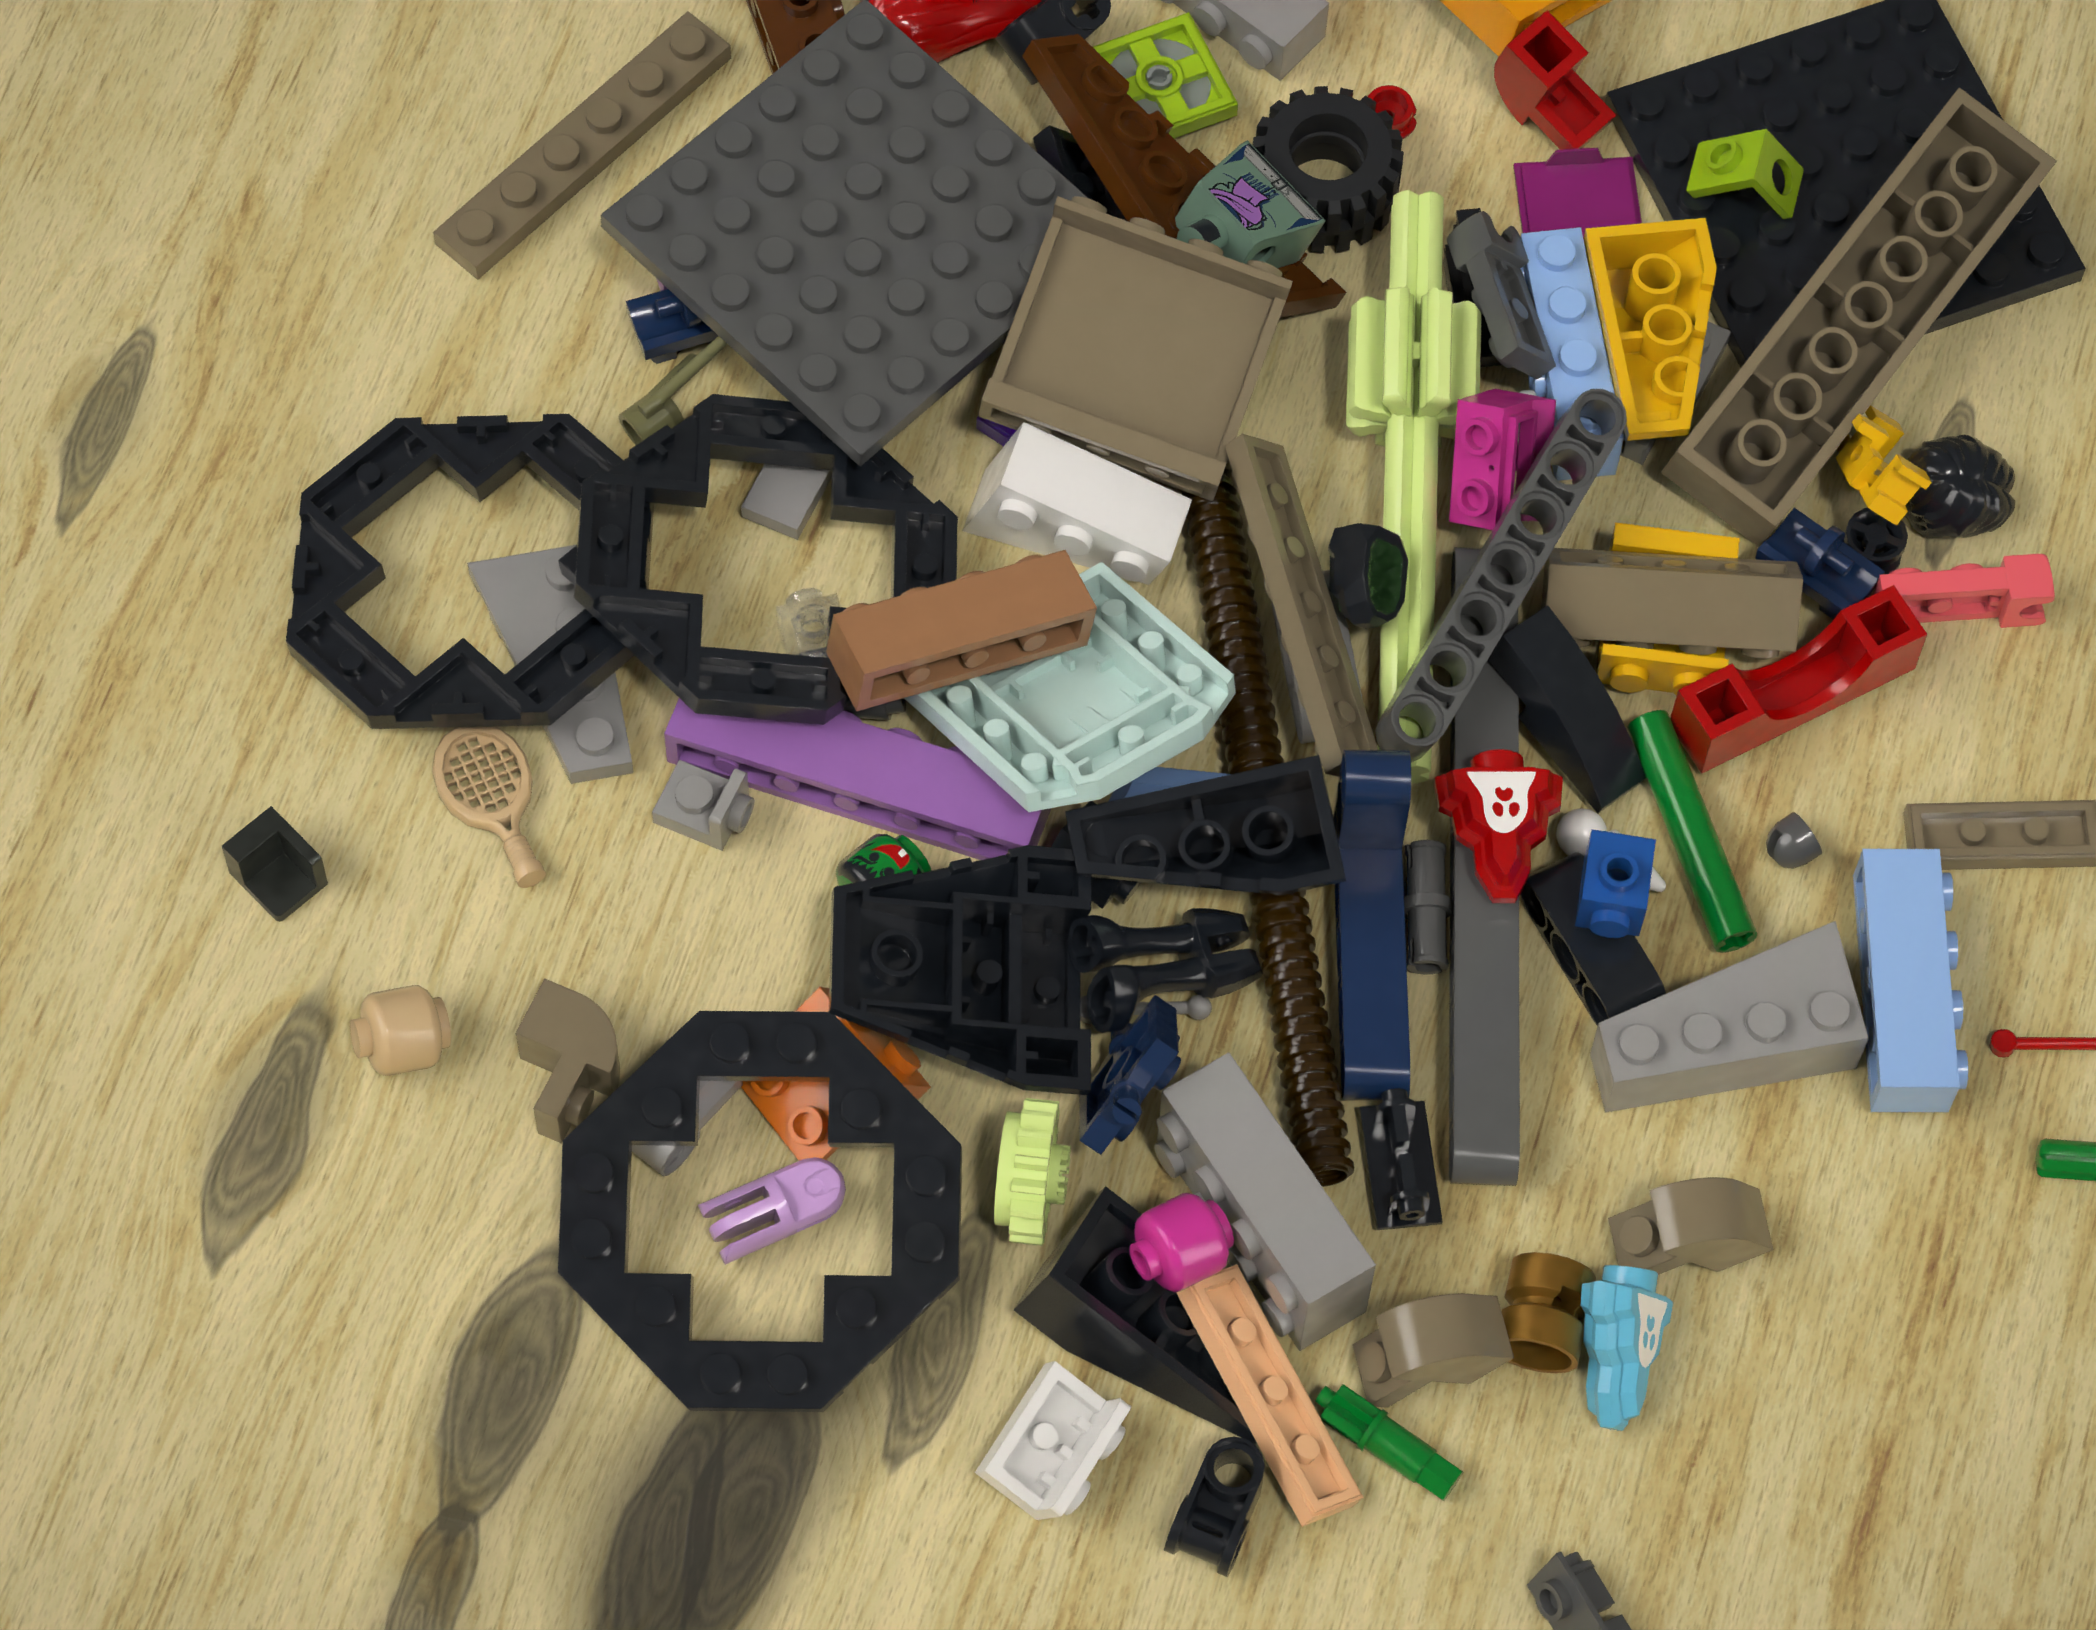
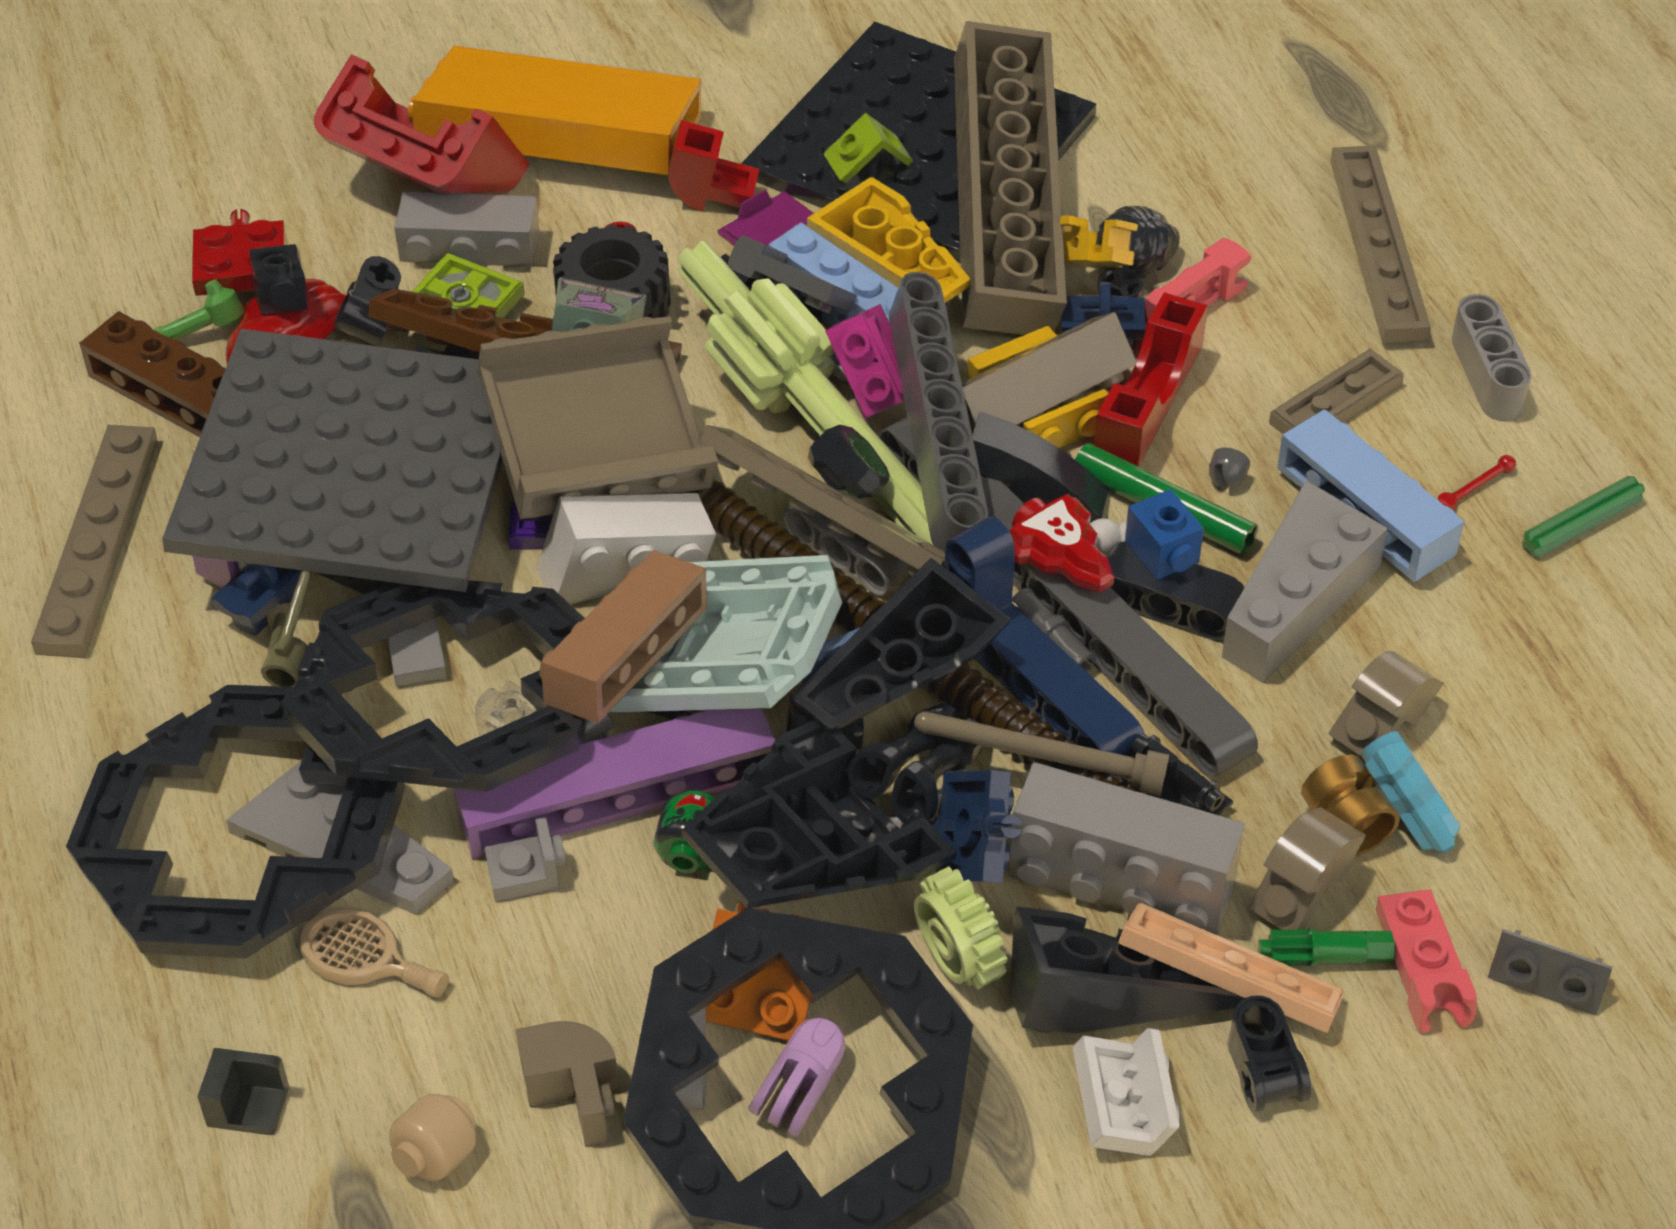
camera: 35 degrees left, 15 degrees down
(1181, 1242) = (1104, 899): dark pink head -> none
(1362, 1133) = (1144, 770): none -> dark tan piece
(1476, 1518) = (1426, 958): none -> coral plate

